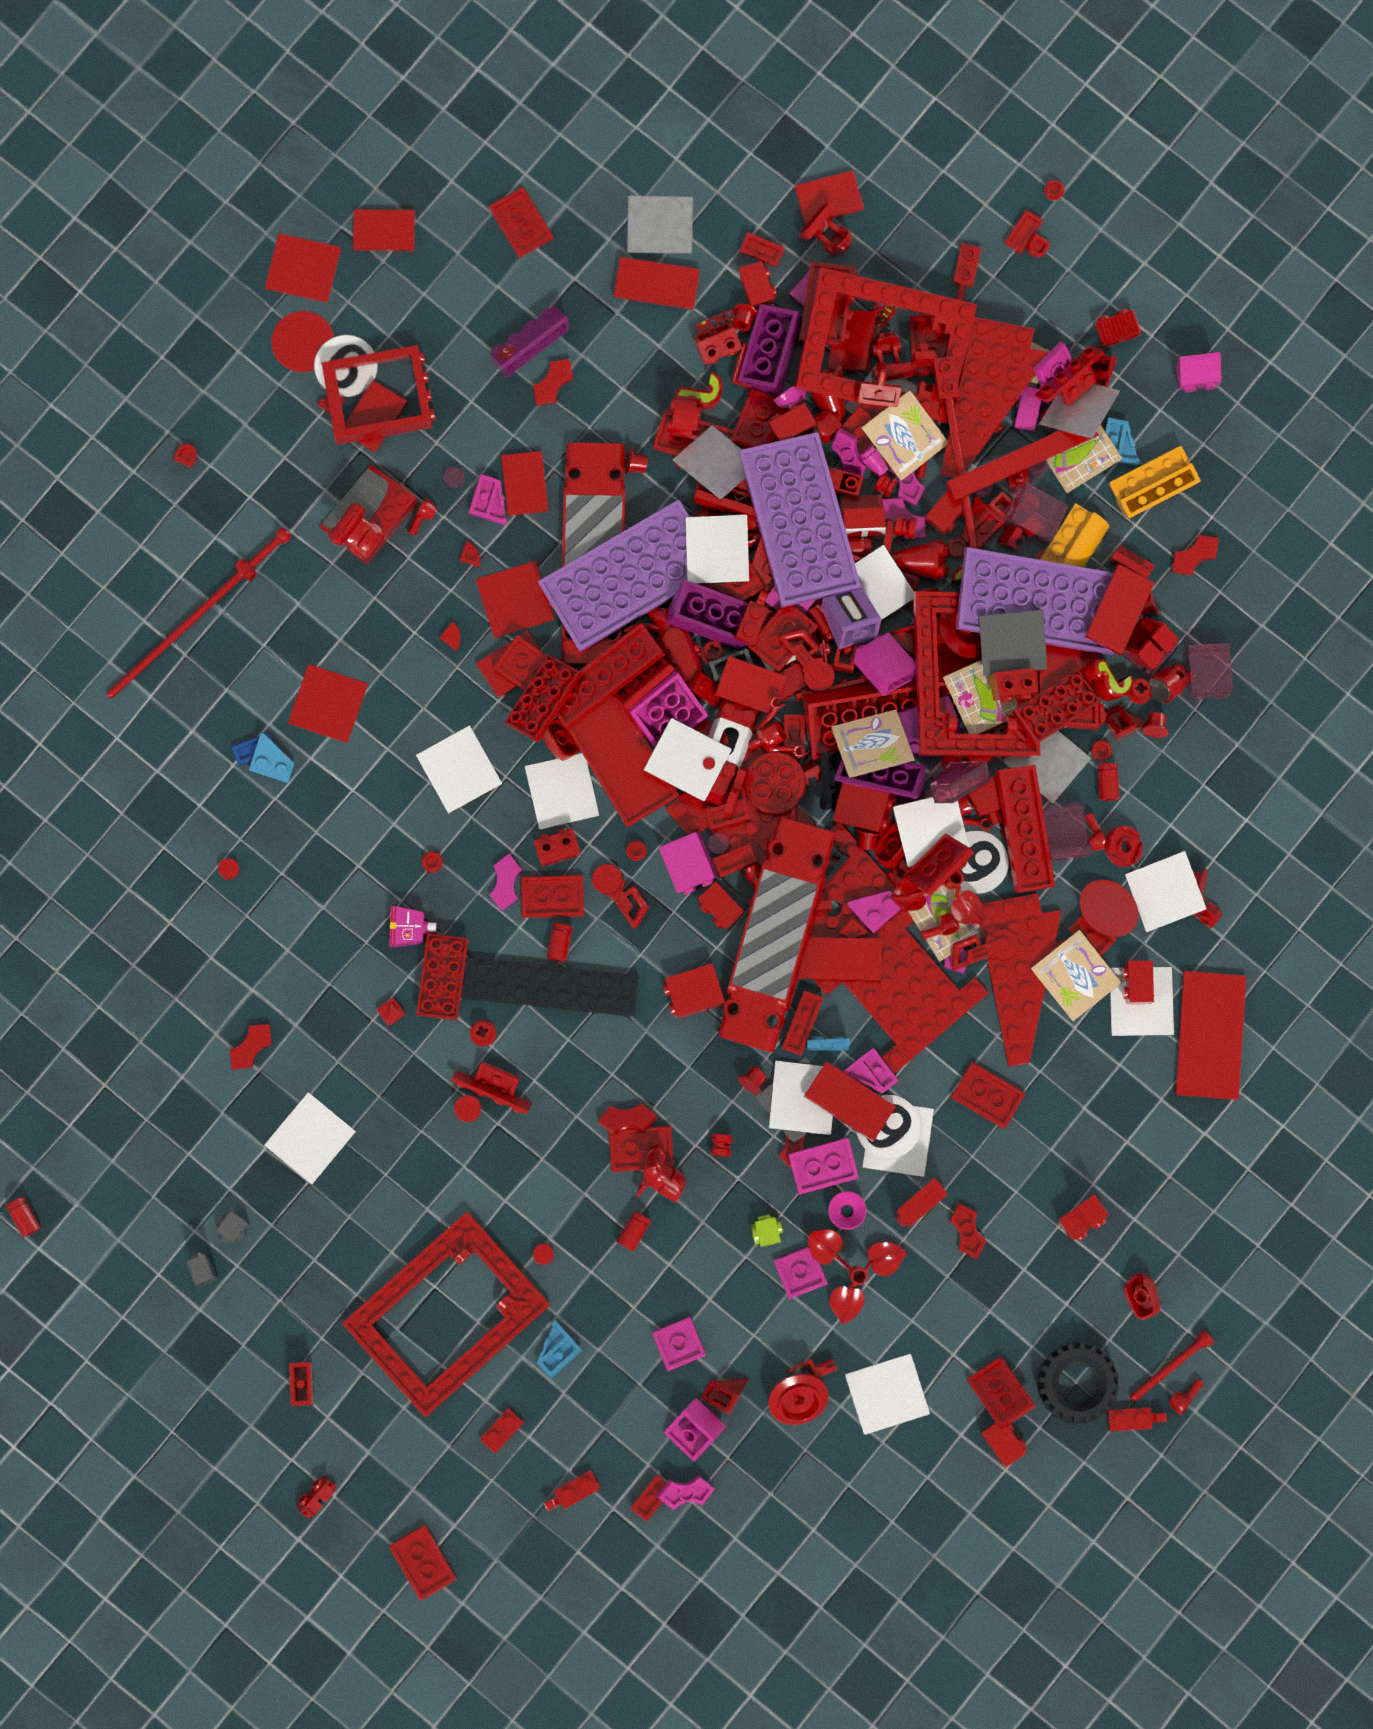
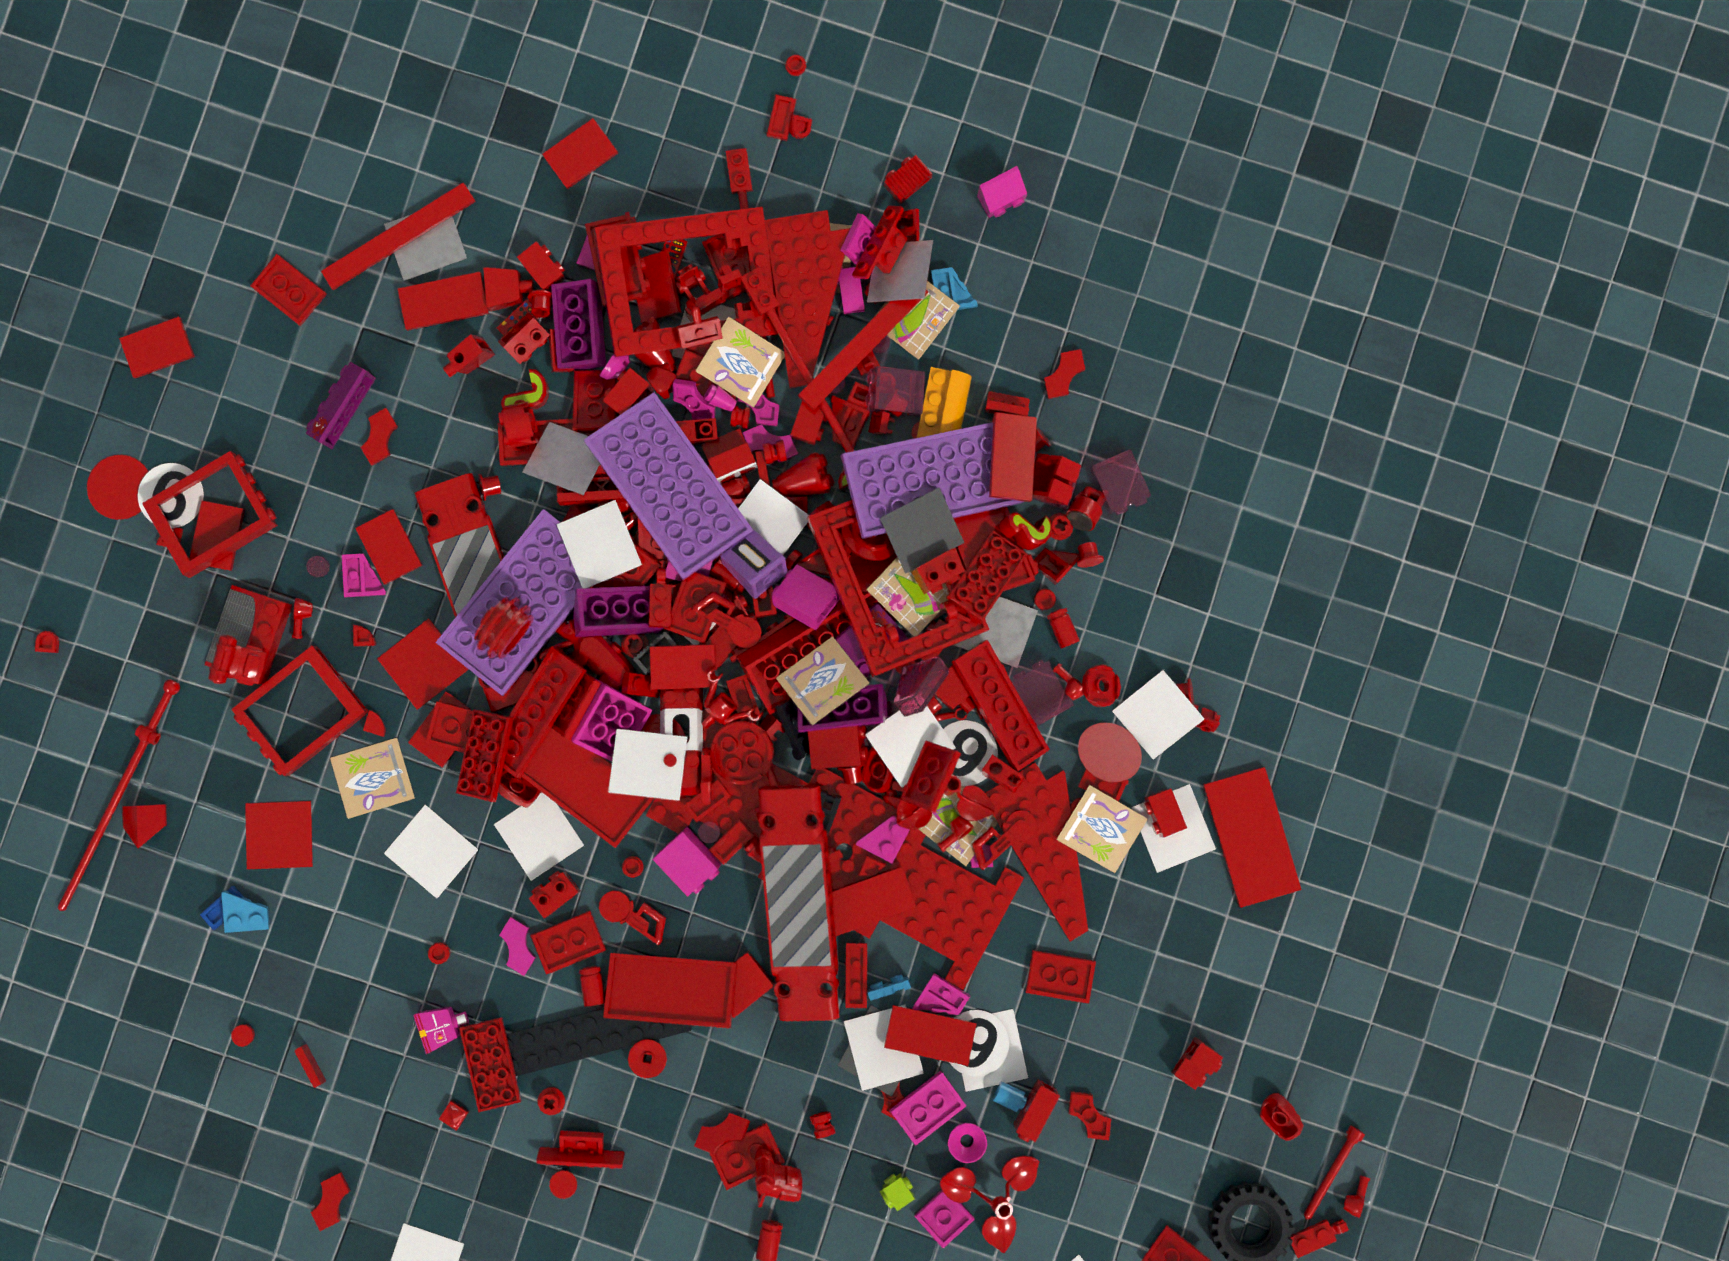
camera: 25 degrees left, 5 degrees up
(212, 644) = (143, 822): none -> red slope
(279, 918) = (310, 1065): none -> red tile
(303, 268) = (92, 414): red sticker -> none
(431, 684) = (372, 778): none -> tan sticker
(441, 617) = (337, 686): none -> red window
(577, 1019) = (644, 1068): none -> red piece
(607, 588) = (503, 627): none -> red wheel
(630, 971) = (670, 990): none -> red tile
(638, 211) = (398, 236): none -> red tile
(668, 339) = (468, 355): none -> red torso
(716, 292) = (504, 288): none -> red torso
(720, 906) = (734, 893): red brick -> none
(752, 1080) = (829, 1049): red piece -> none
(762, 250) = (534, 230): red plate -> none
(839, 241) = (606, 192): red tile -> none
(885, 628) = (793, 559): none -> red tile
(901, 1185) = (1009, 1097): none -> dark azure brick
(957, 547) = (832, 452): red tile -> none
(1003, 890) = (1002, 774): none -> red leg
(1154, 482) = (999, 318): light orange brick -> none

